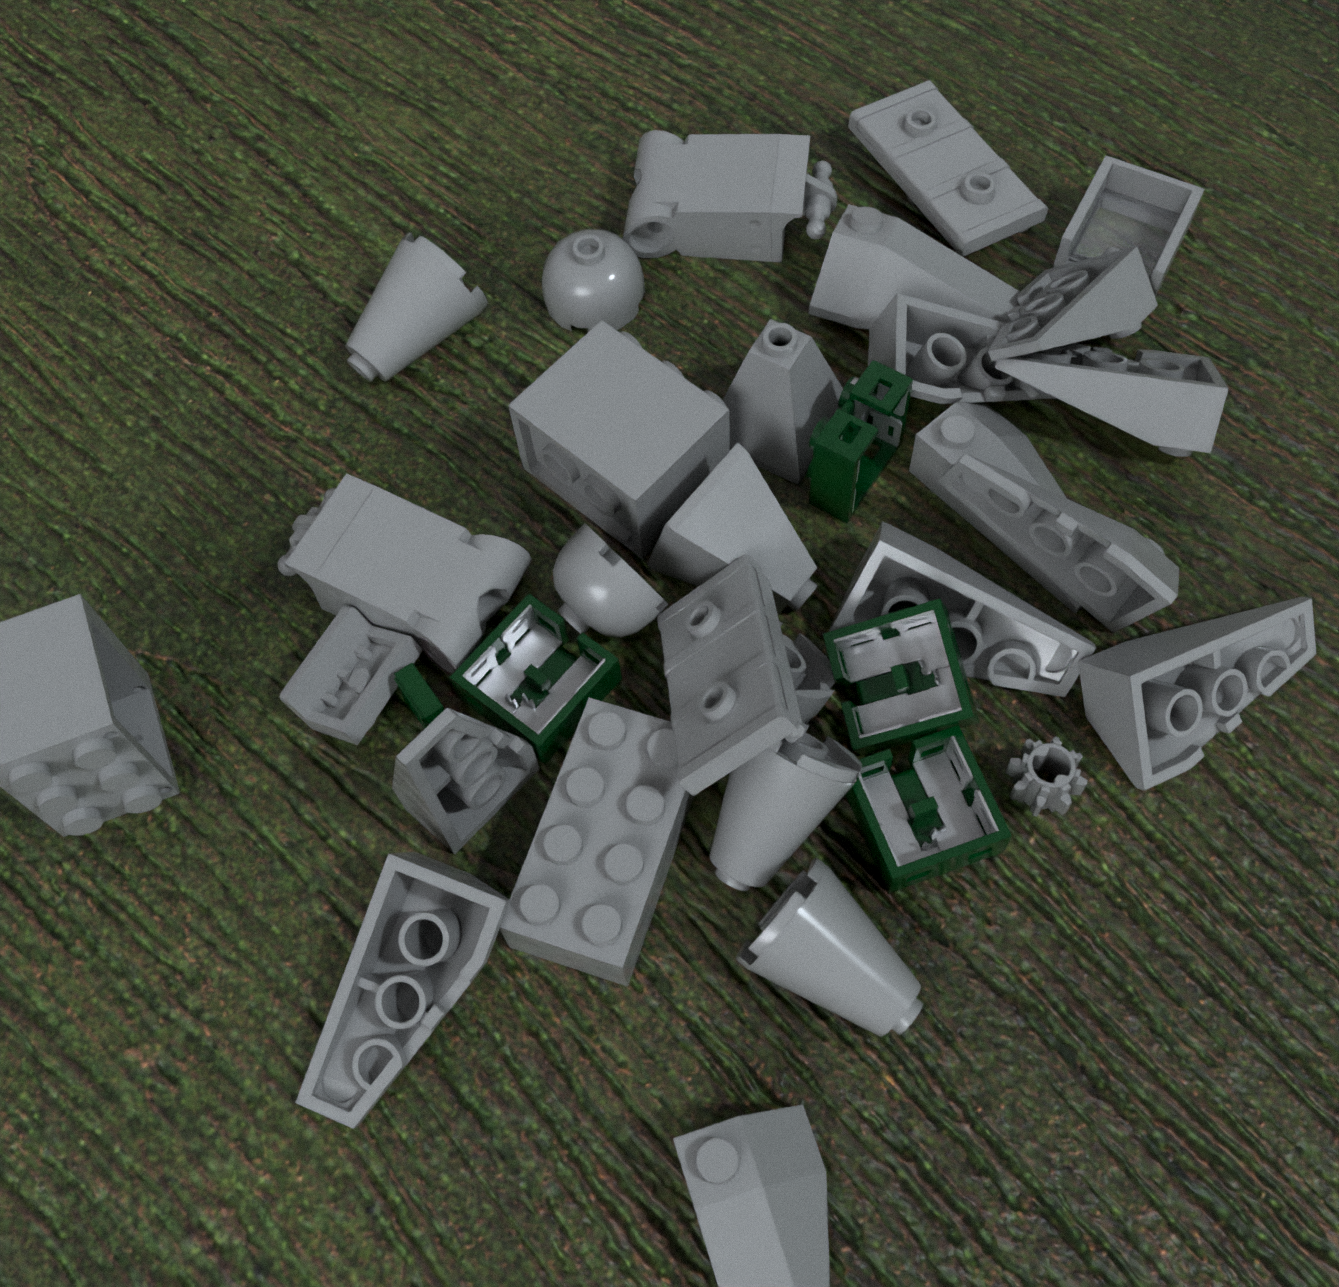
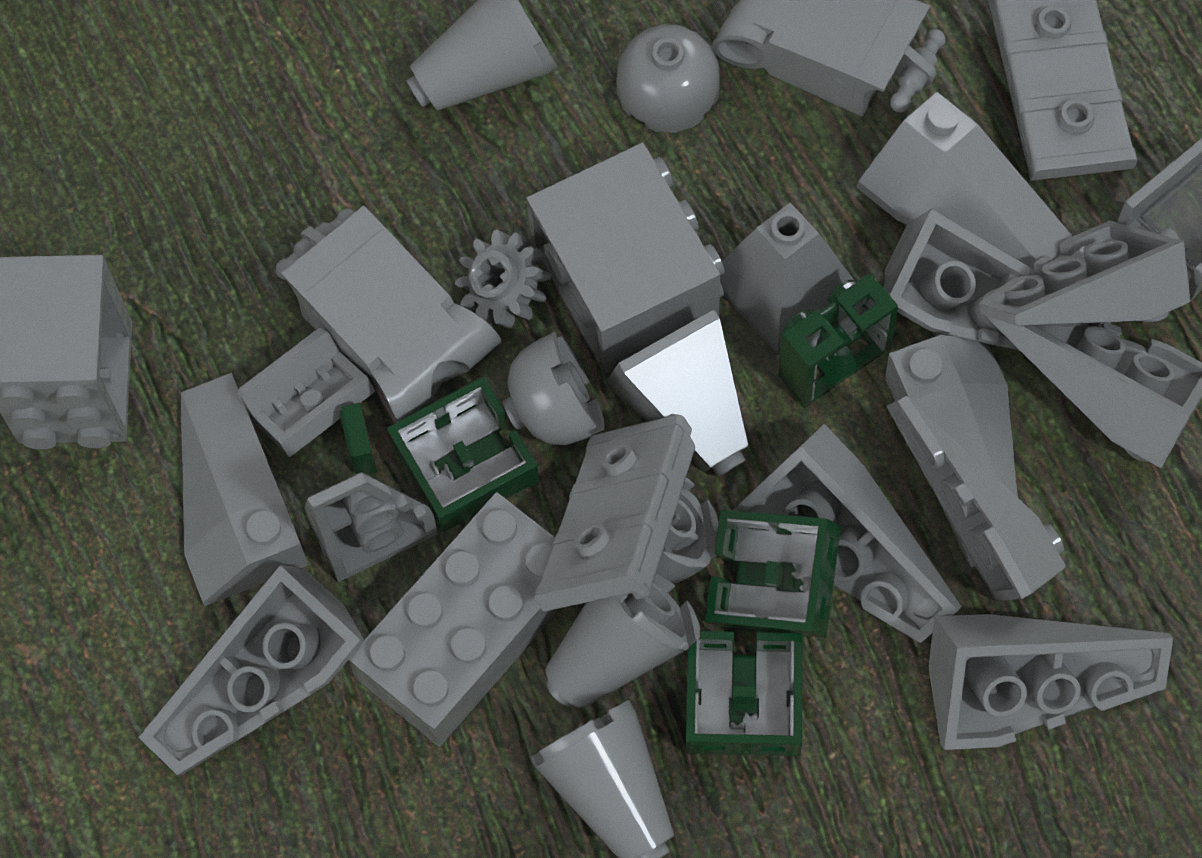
camera: 20 degrees right, 5 degrees up
(312, 810) = (231, 502): none -> light grey wedge
(506, 480) = (503, 278): none -> light grey gear
(1053, 760) = (867, 720): light grey gear -> none

